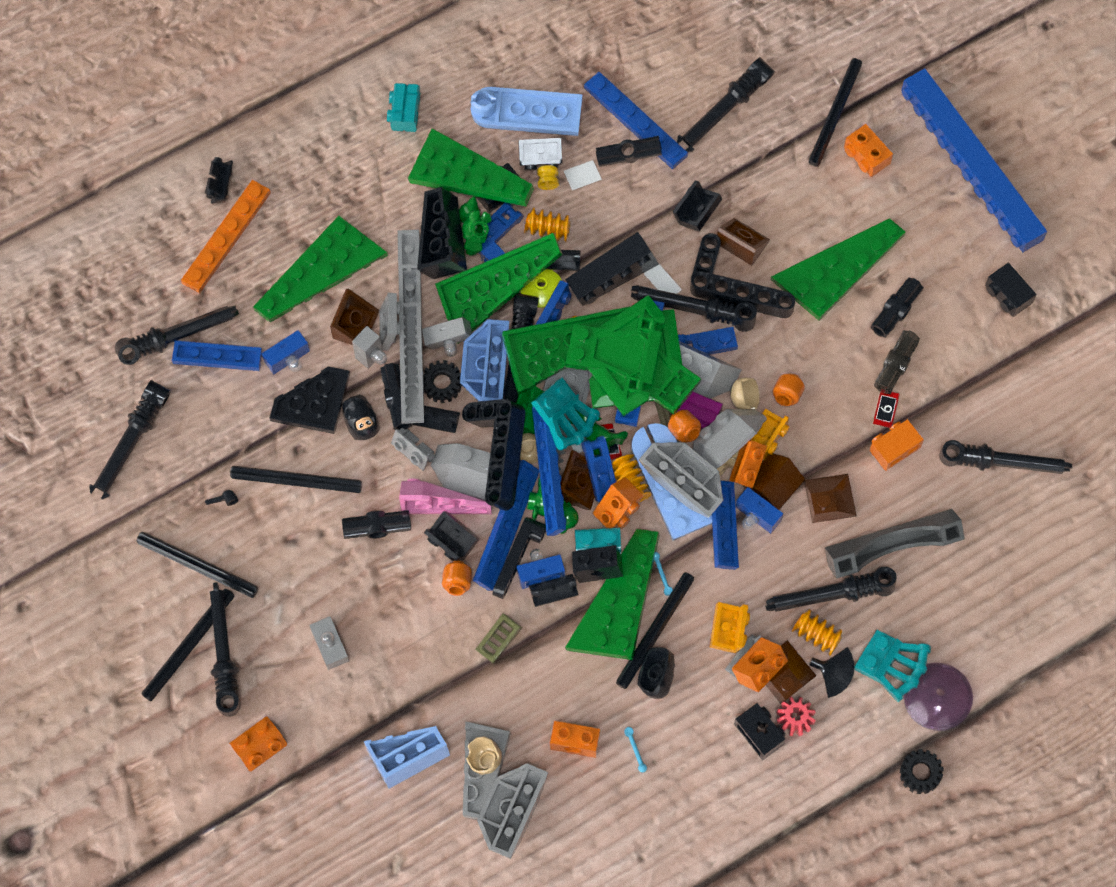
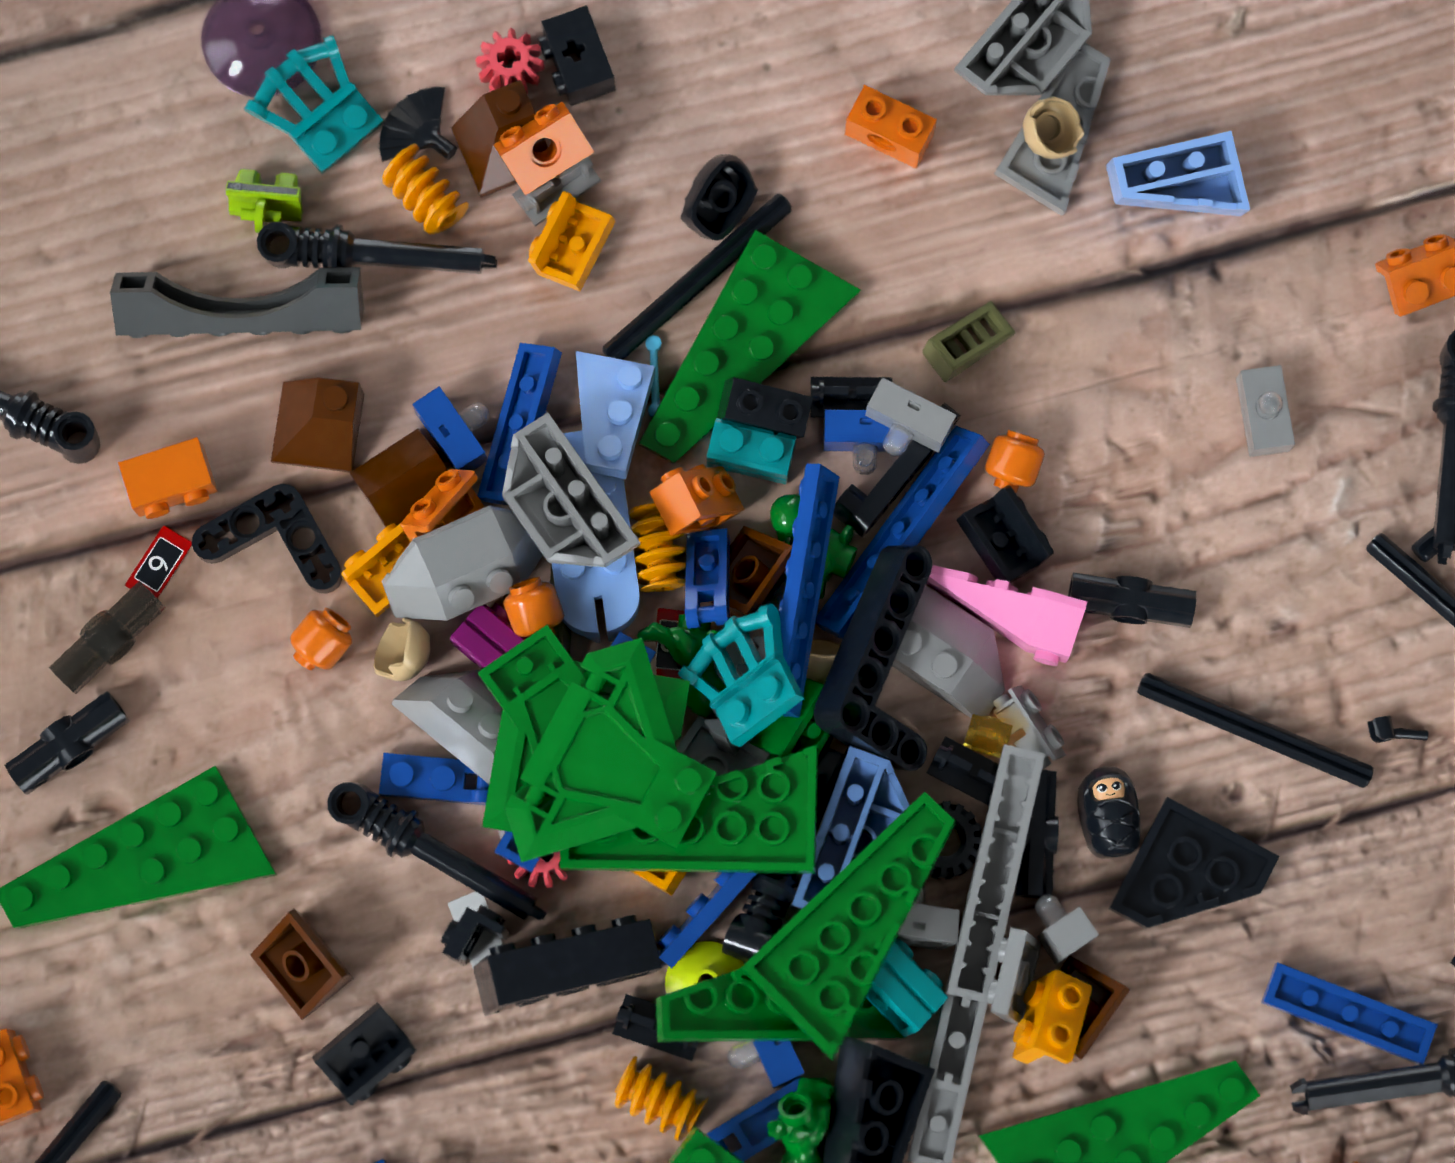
camera: 165 degrees left, 10 degrees up
(286, 353) = (1217, 977): blue piece -> none
(365, 305) = (1051, 1018): none -> light orange bracket
(433, 437) = (987, 735): none -> clear yellow plate
(445, 300) = (905, 991): none -> teal brick
(480, 303) = (838, 942): none -> green wing
(518, 572) = (908, 418): none -> light grey piece
(629, 733) = (794, 123): medium azure hinge -> none
(659, 274) = (463, 936): none -> black bracket
(678, 544) = (612, 410): none -> light blue wing
(734, 286) = (355, 868): black beam -> none
(828, 442) = (284, 523): none -> black beam
(912, 604) = (263, 201): none -> lime hips

